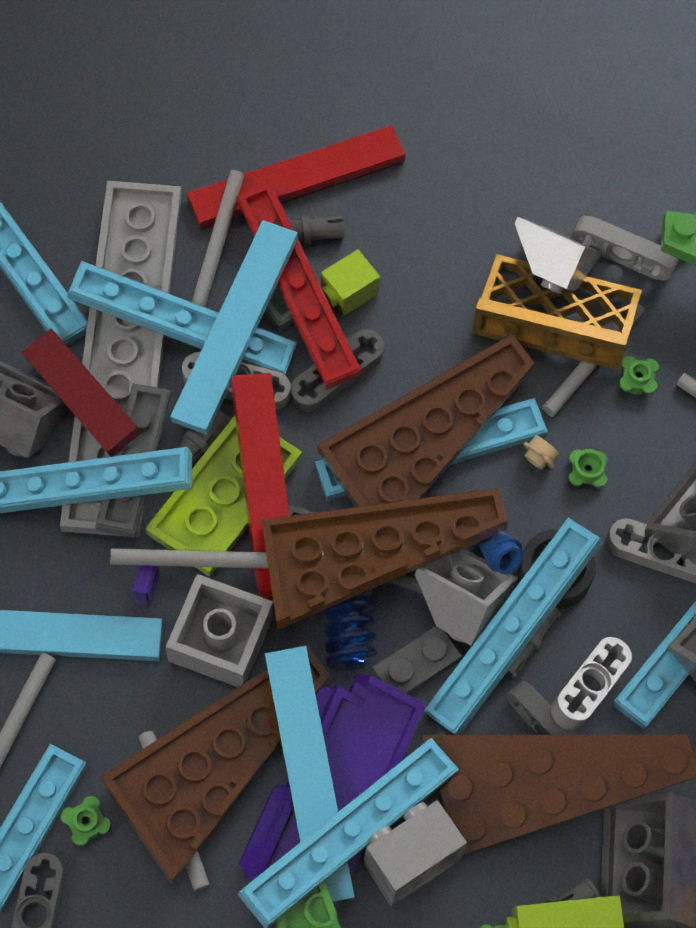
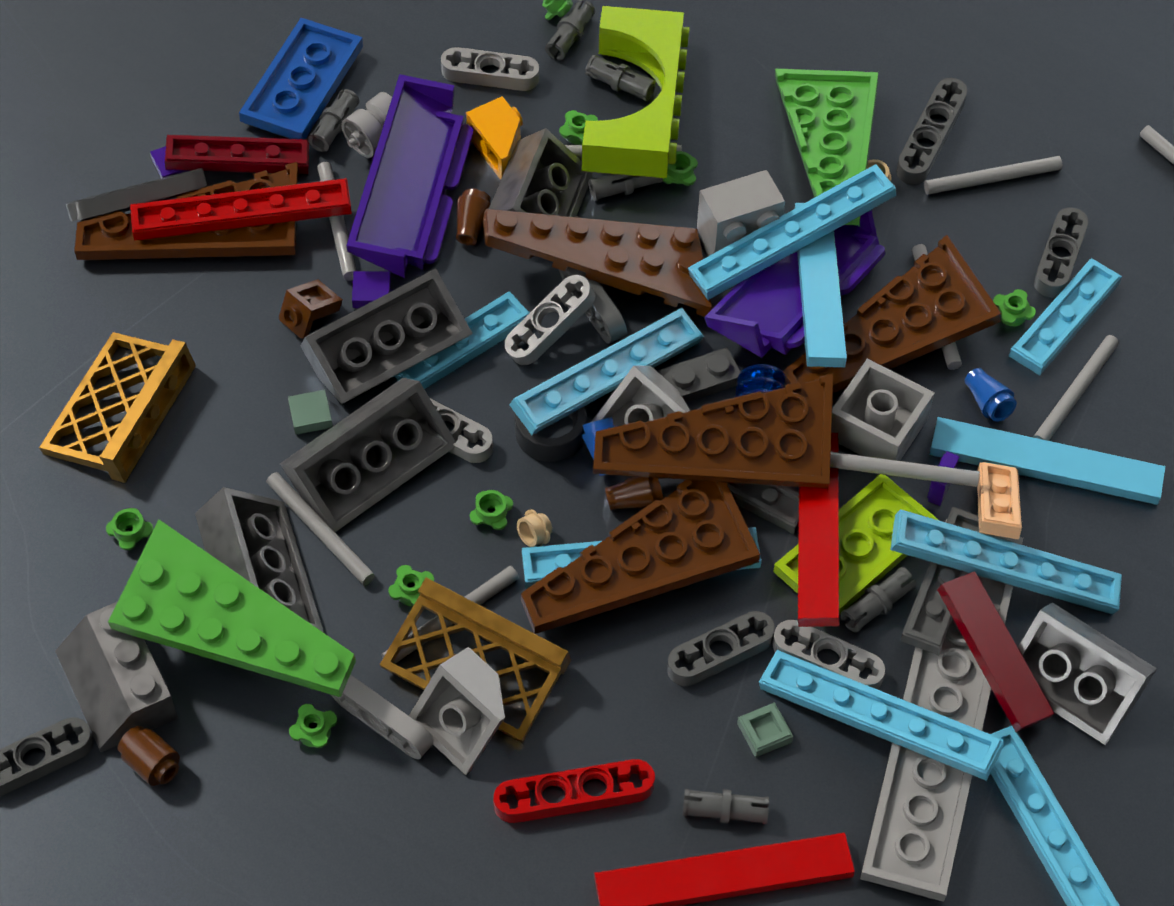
camera: 165 degrees left, 10 degrees down
(87, 552) = (999, 501): none -> light nougat tile
(104, 695) = (992, 397): none -> blue cone
(218, 238) = (827, 806): light grey bar -> none
(234, 327) = (823, 686): medium azure tile -> none
(304, 295) = (750, 732): red tile -> none
(350, 283) = (691, 728): lime brick -> none
(442, 226) = (572, 783): none -> red beam

